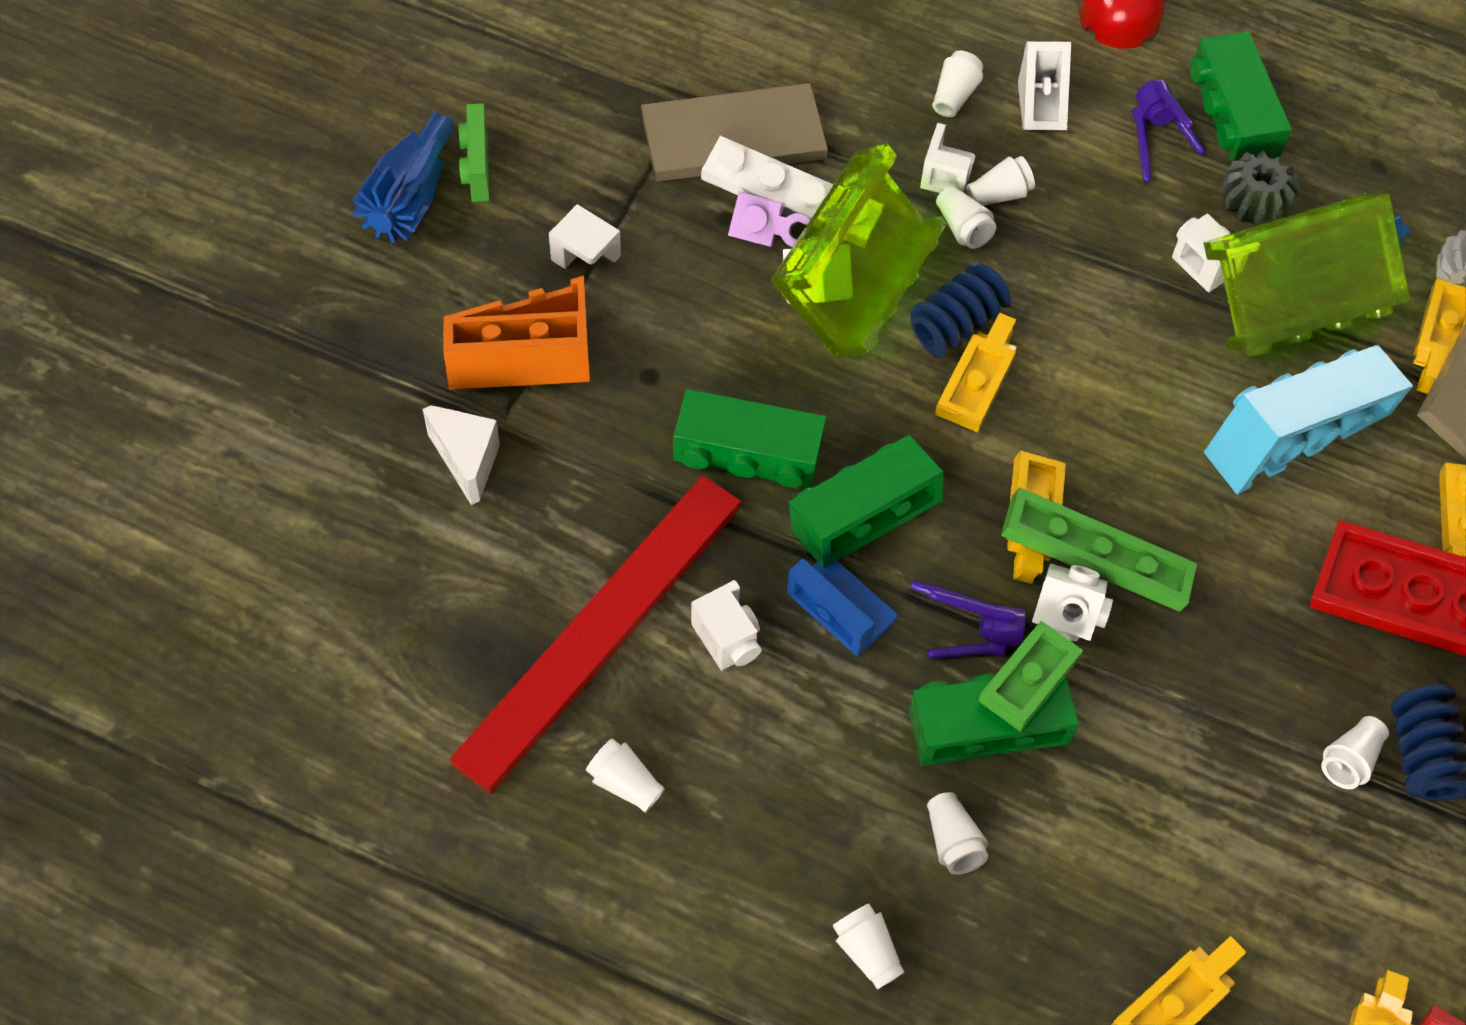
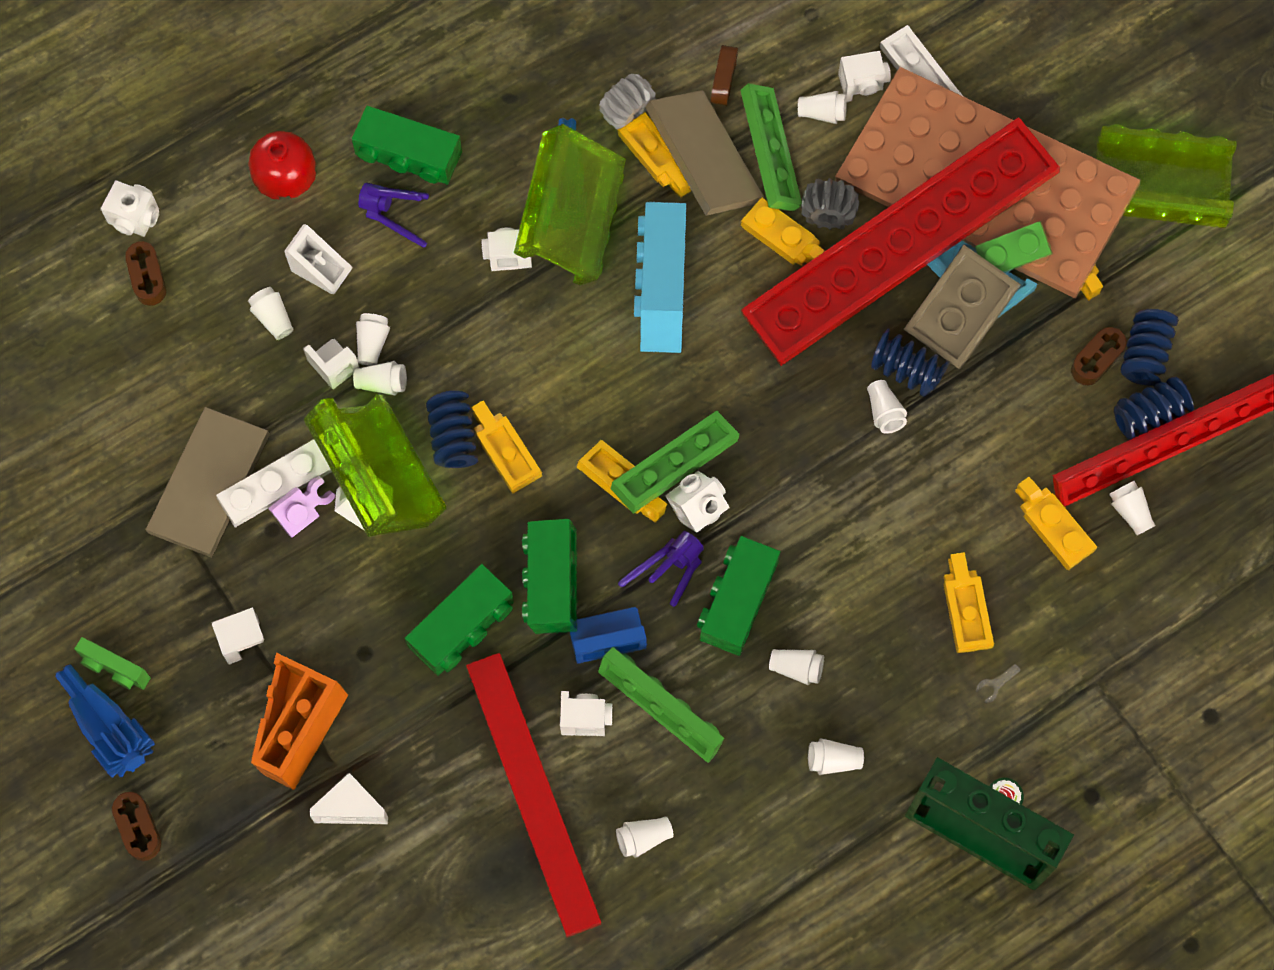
camera: 55 degrees left, 10 degrees up
(314, 268) = (128, 829): none -> reddish brown beam
(795, 724) = (660, 704): none -> bright green plate
(1030, 676) = (738, 558): bright green plate -> none
(1259, 188) = (472, 179): dark grey gear -> none

